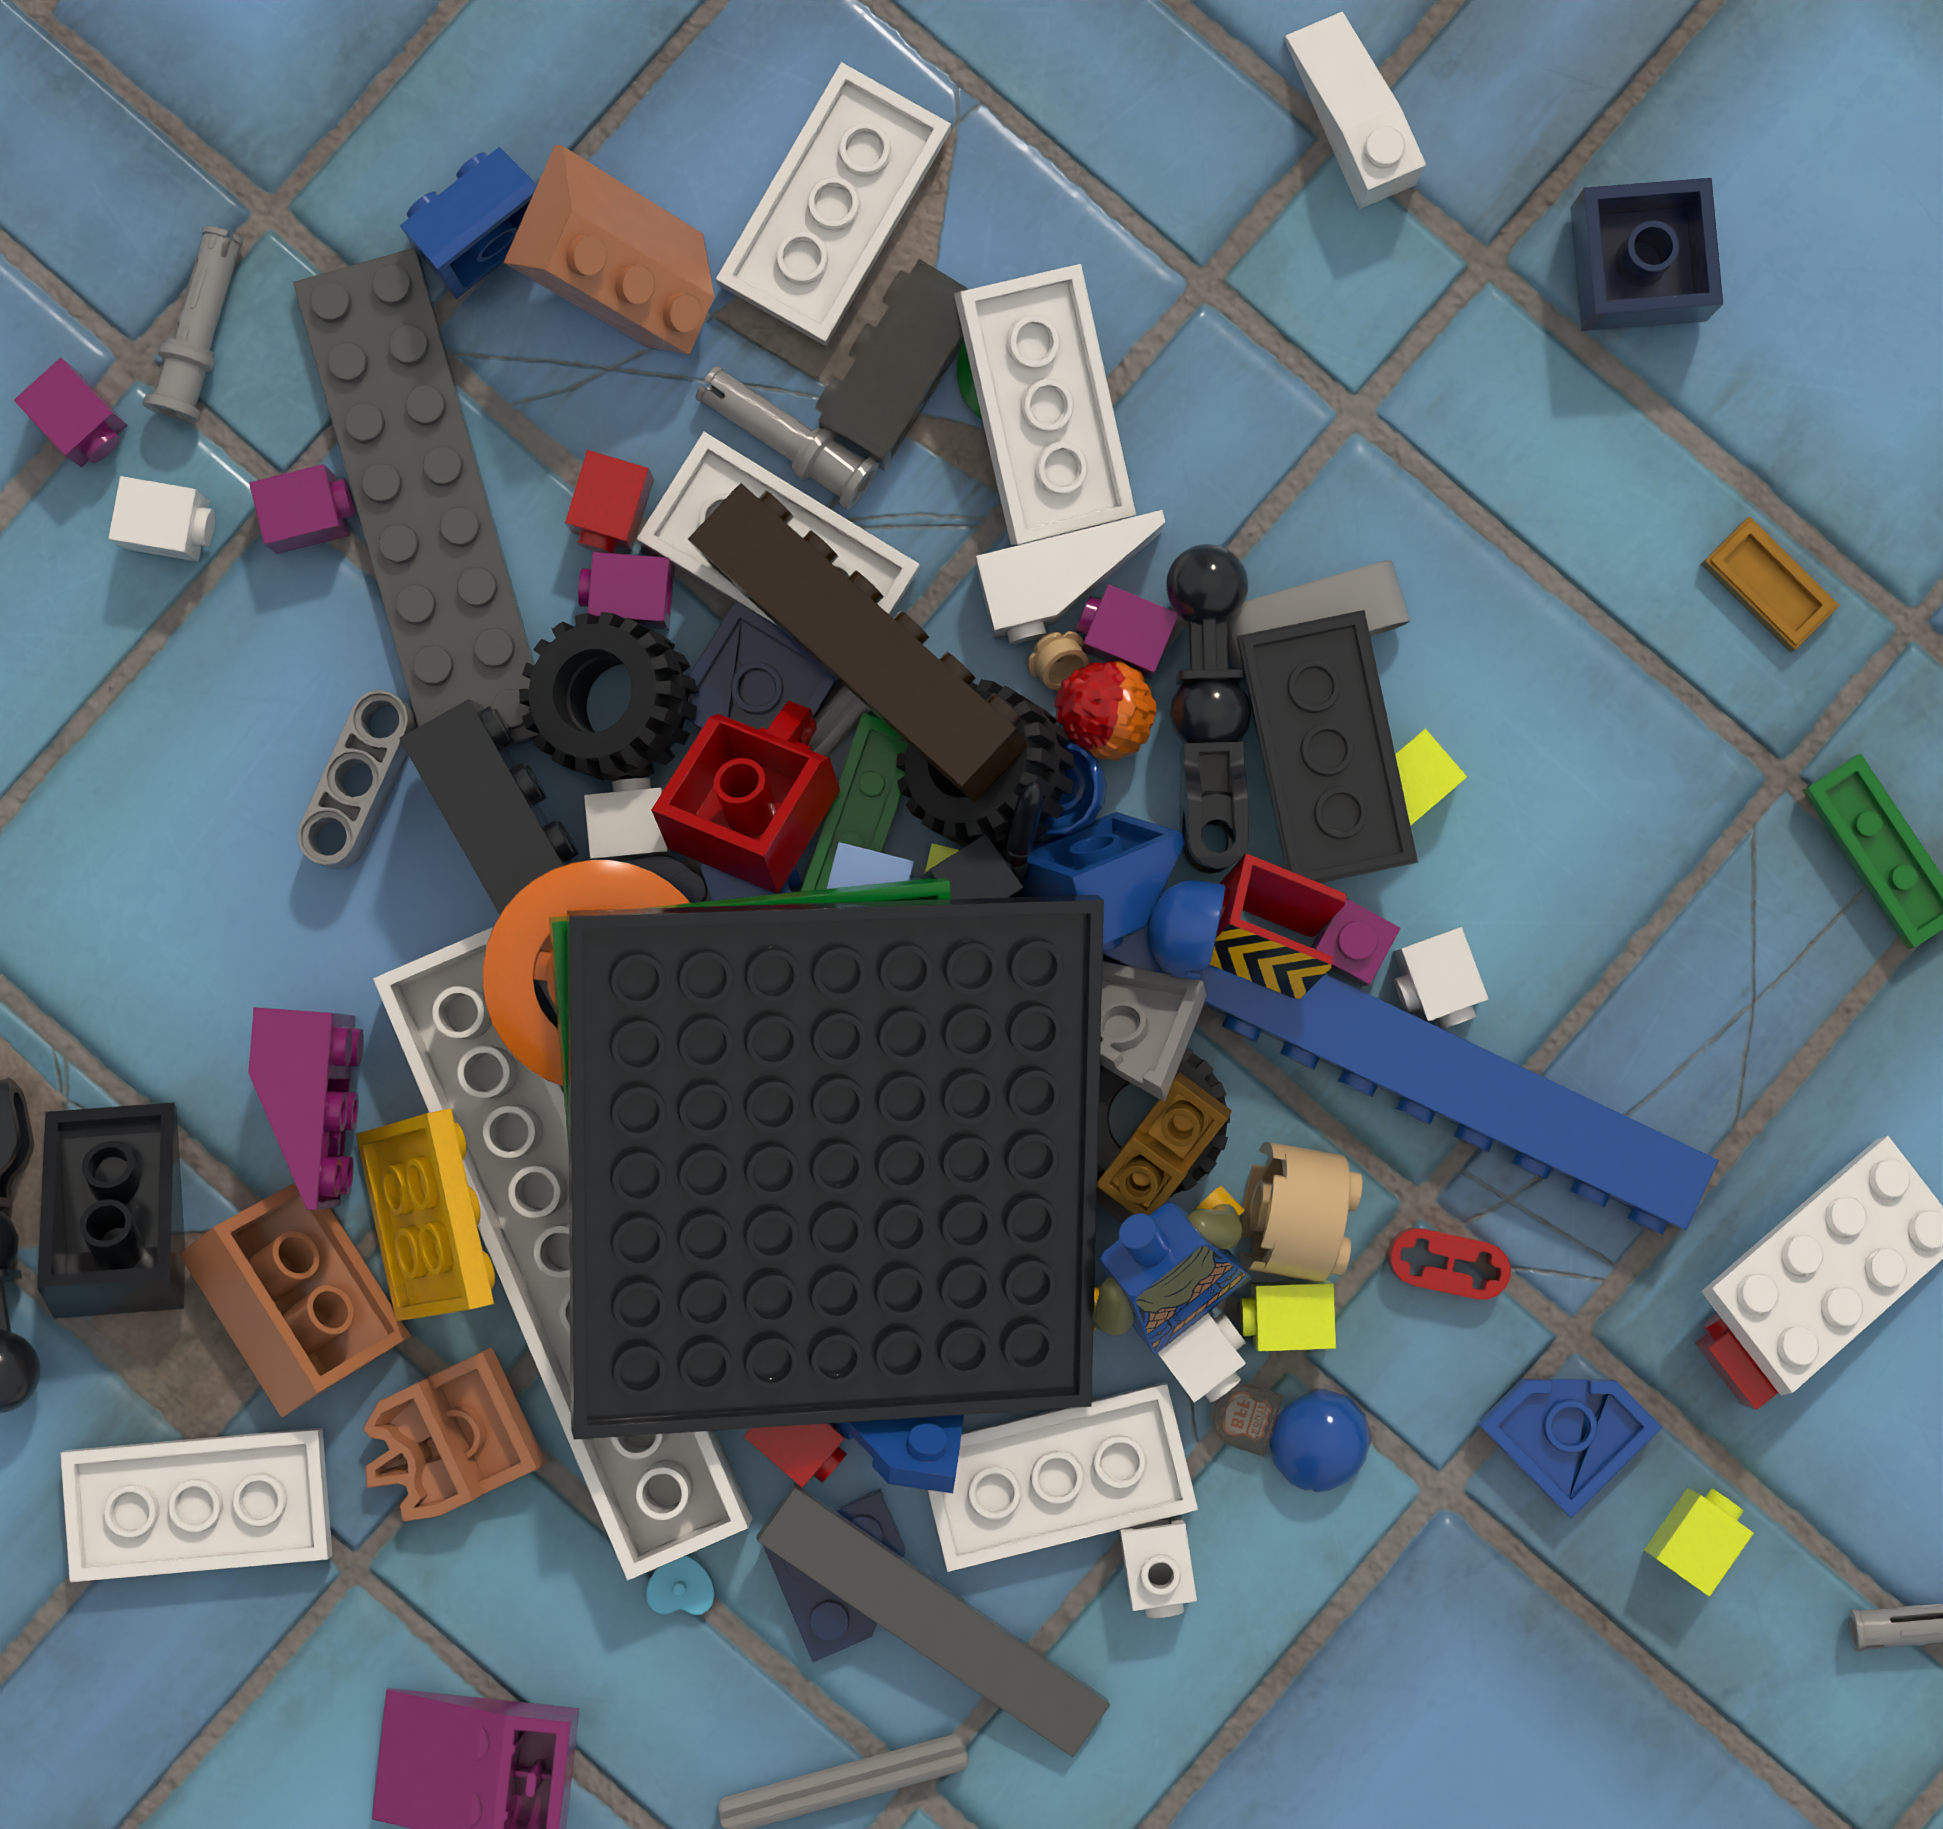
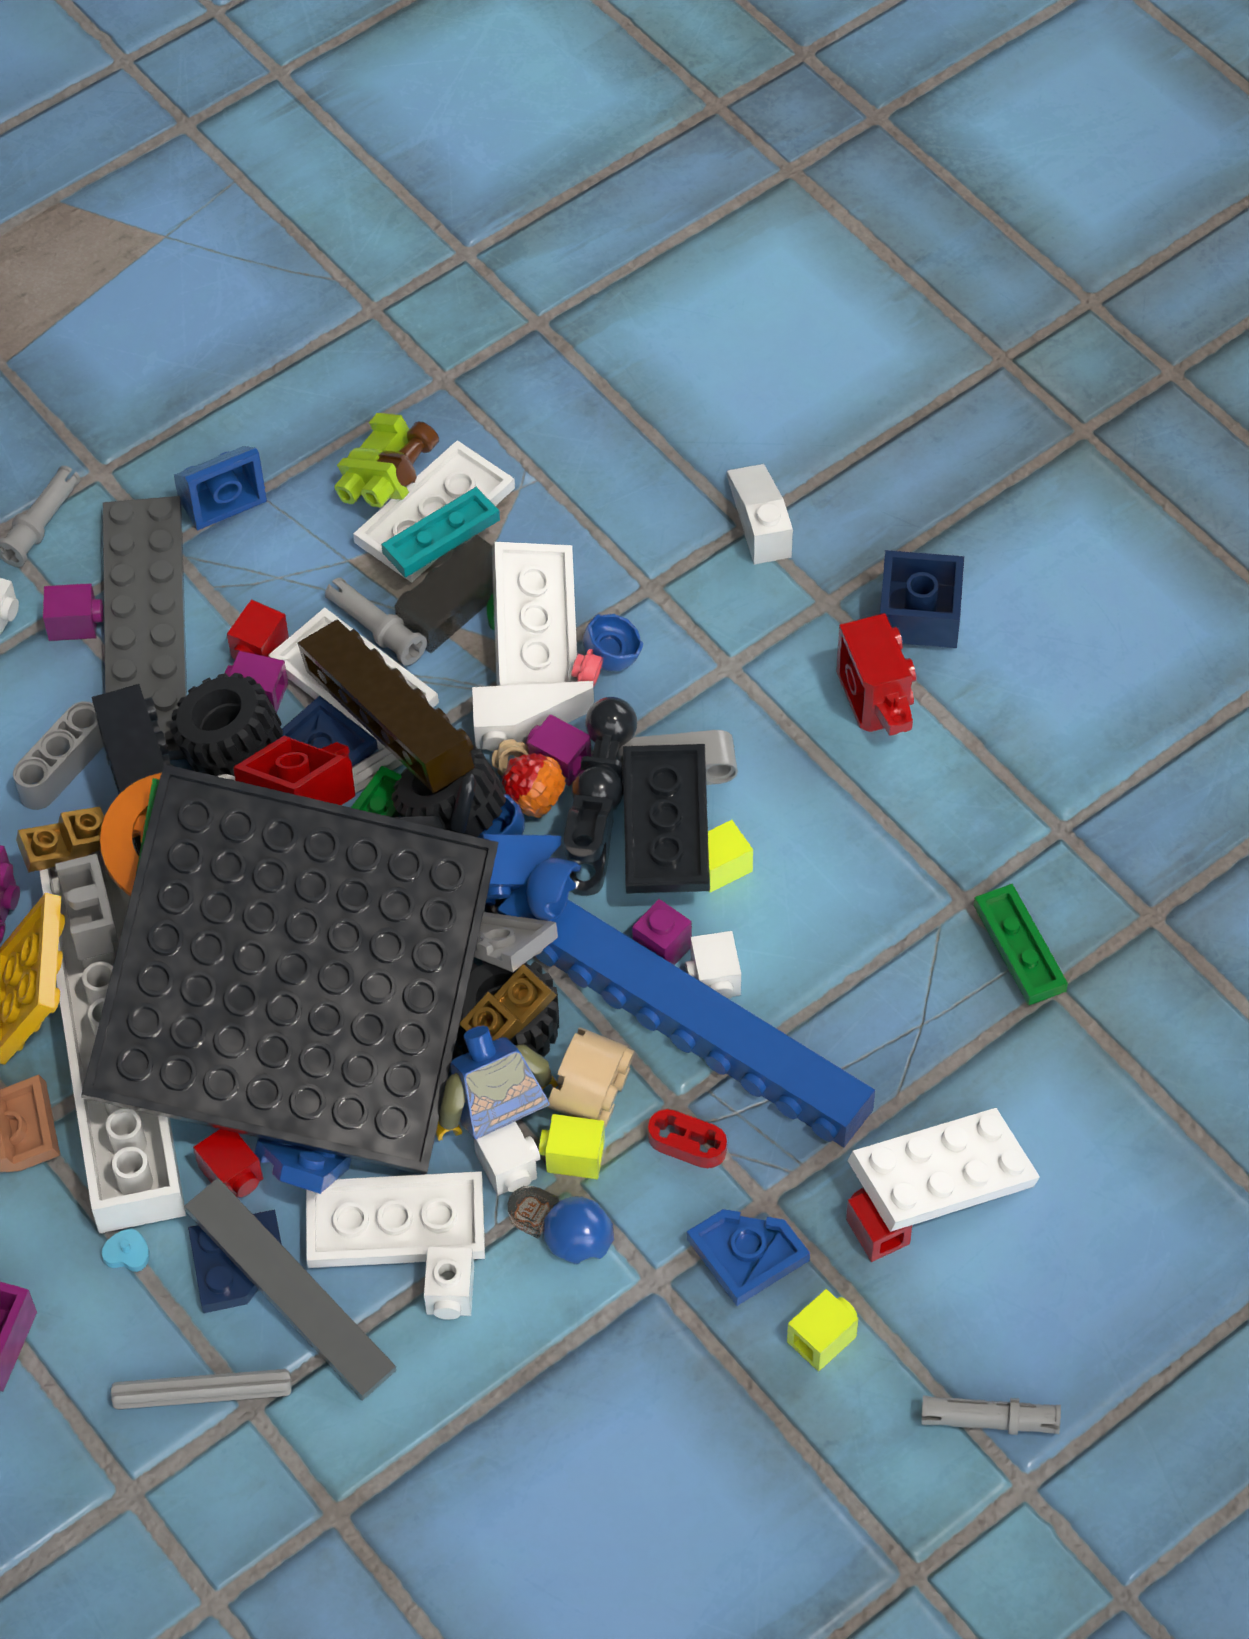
camera: 15 degrees right, 30 degrees down
(417, 971) = (71, 838): none -> pearl gold slope
(494, 1105) = (87, 906): none -> light grey window
(614, 254) = (293, 503): nougat slope -> none
(735, 132) = (384, 461): none -> lime hips
(860, 263) = (440, 532): none -> teal plate
(1147, 484) = (587, 667): none -> coral plate
(1172, 417) = (614, 640): none -> blue hair
(1286, 901) = (606, 901): red piece -> none
(1606, 425) = (876, 674): none -> red hinge
(1770, 584) = (972, 791): pearl gold tile -> none

